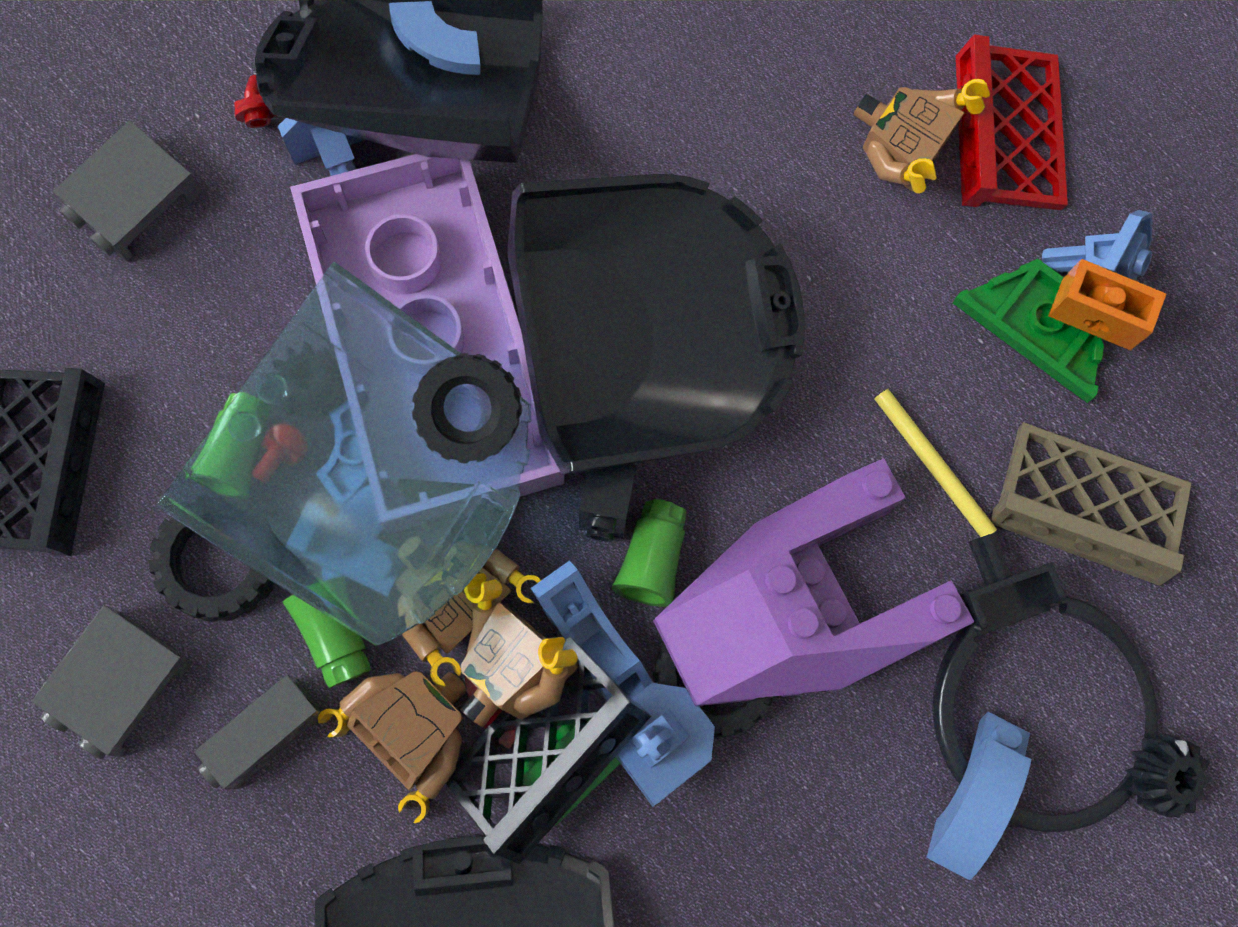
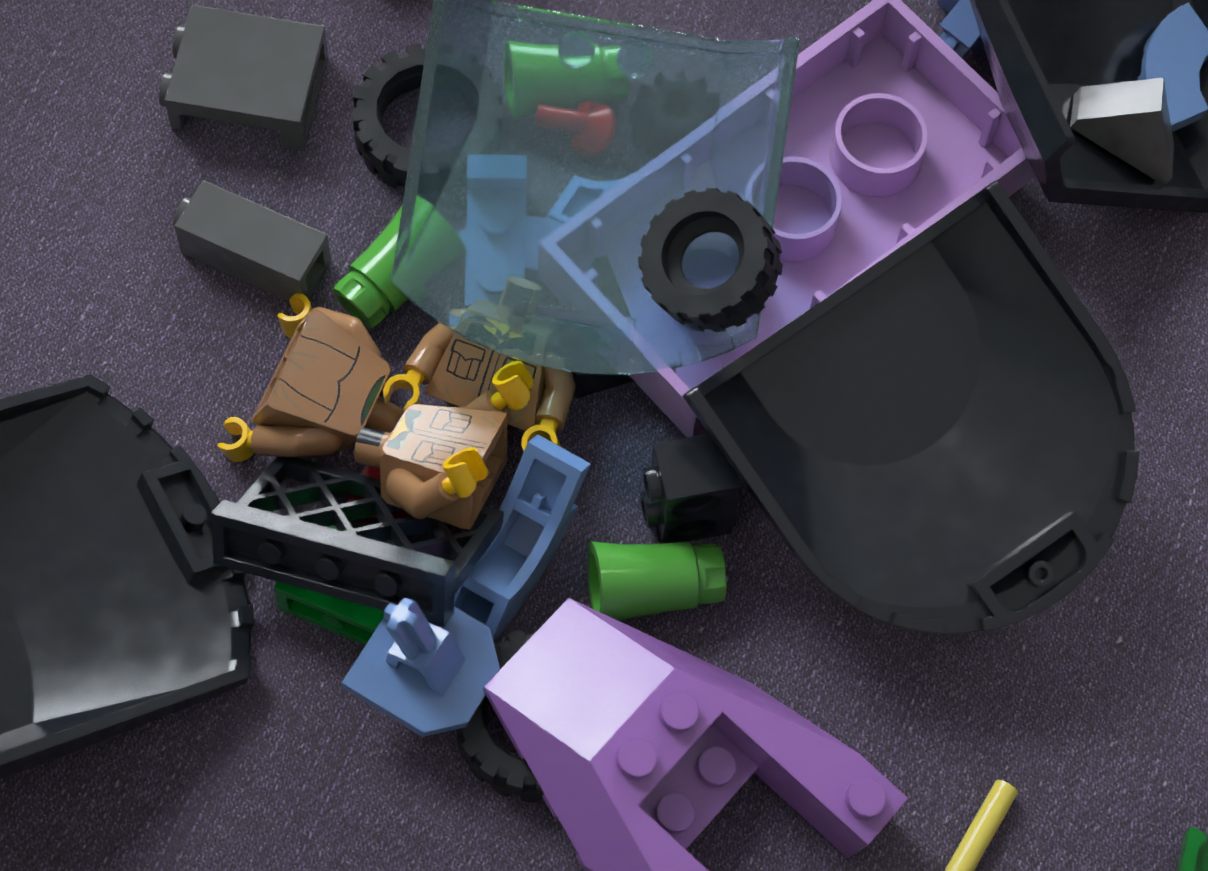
camera: 70 degrees right, 10 degrees down
(471, 83) = (1129, 122): none -> flat silver slope

